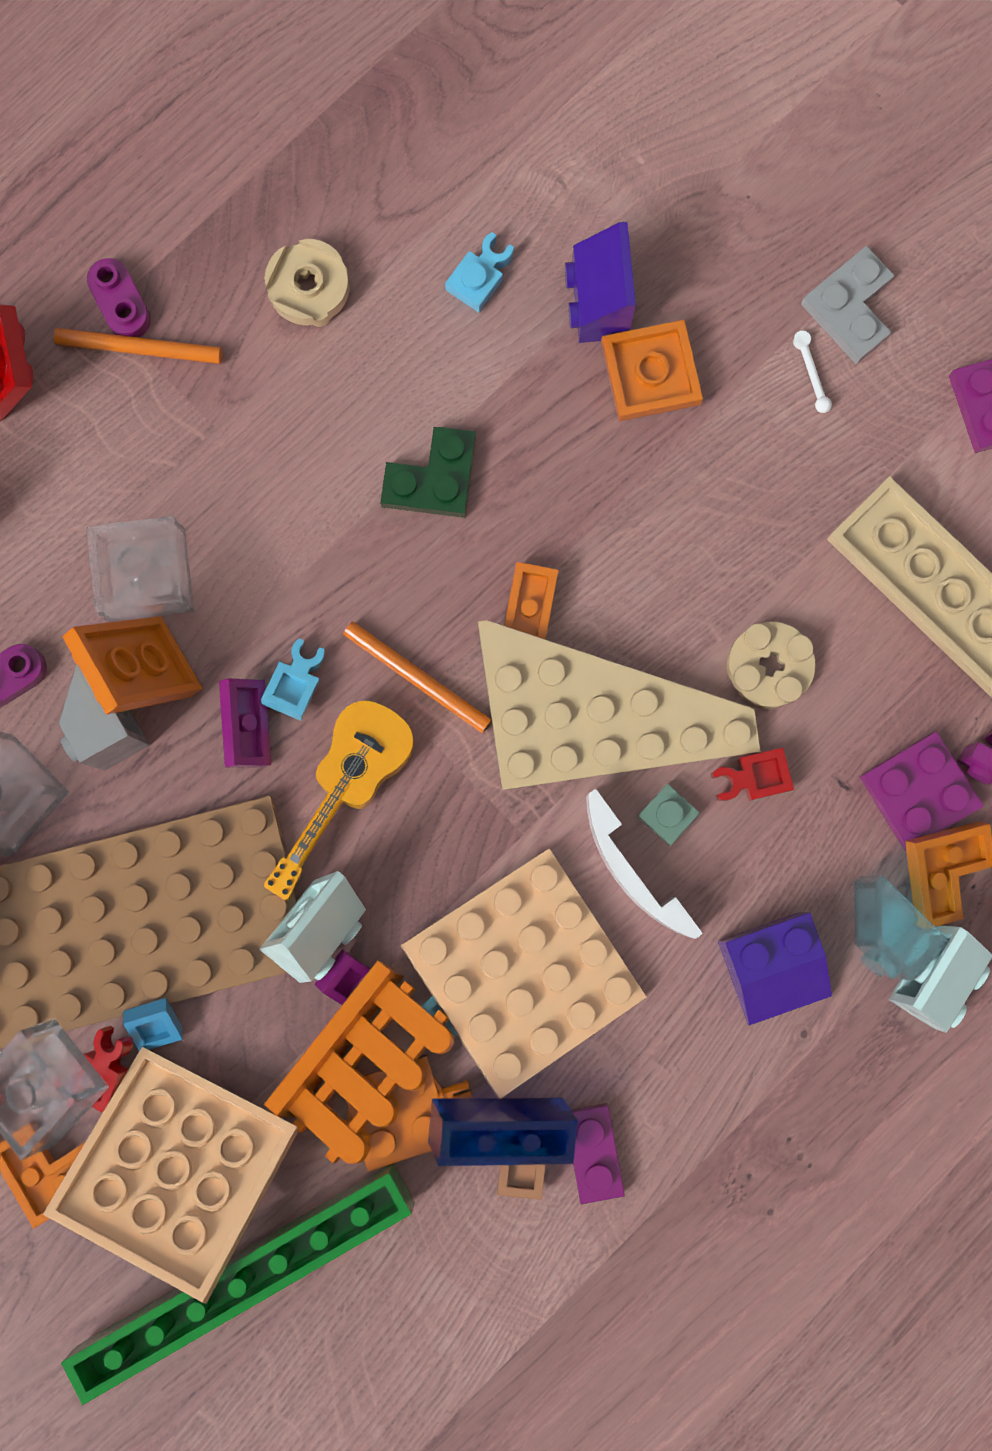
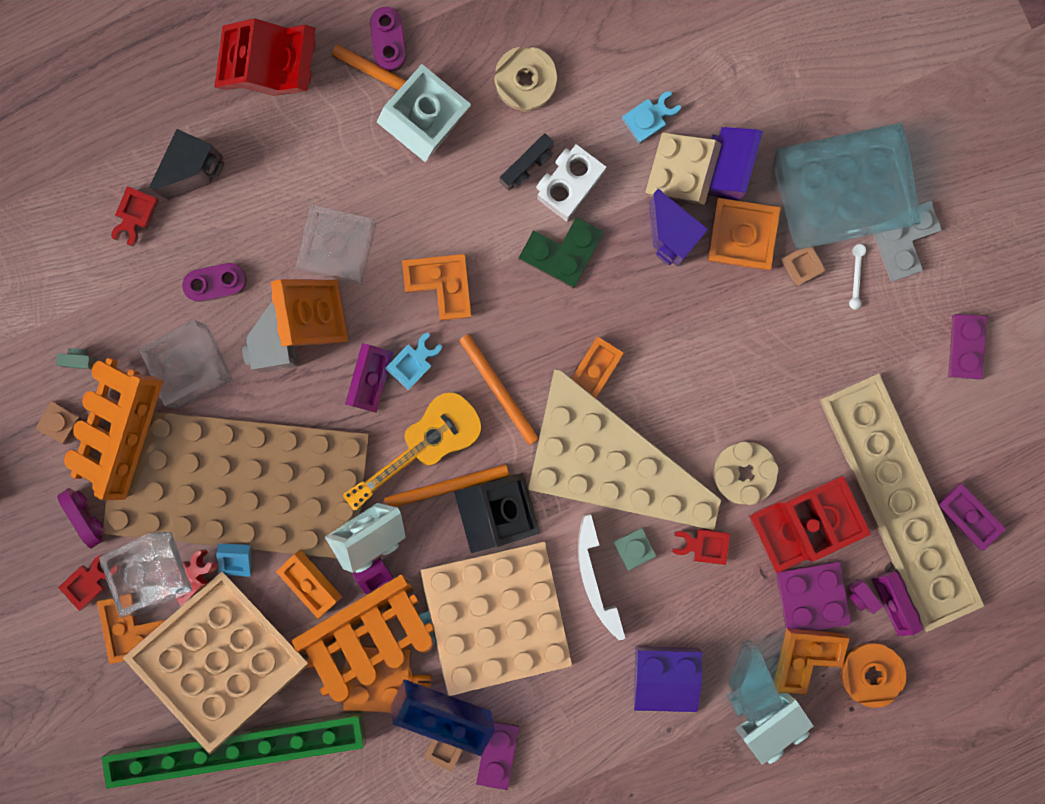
camera: 15 degrees right, 5 degrees up
(192, 367) = (423, 112): none -> light aqua slope
(262, 1020) = (309, 584): none -> orange plate
(294, 559) = (446, 276): none -> orange plate
(340, 395) = (537, 154): none -> black plate
(398, 824) = (447, 486): none -> orange bar
(419, 386) = (576, 186): none -> white brick
(472, 833) = (497, 513): none -> black slope
(545, 315) = (684, 167): none -> tan plate
(560, 390) = (672, 229): none -> dark purple slope
(740, 380) = (803, 265): none -> nougat plate
(757, 260) = (847, 186): none -> clear light blue slope
(882, 695) = (809, 524): none -> red bracket

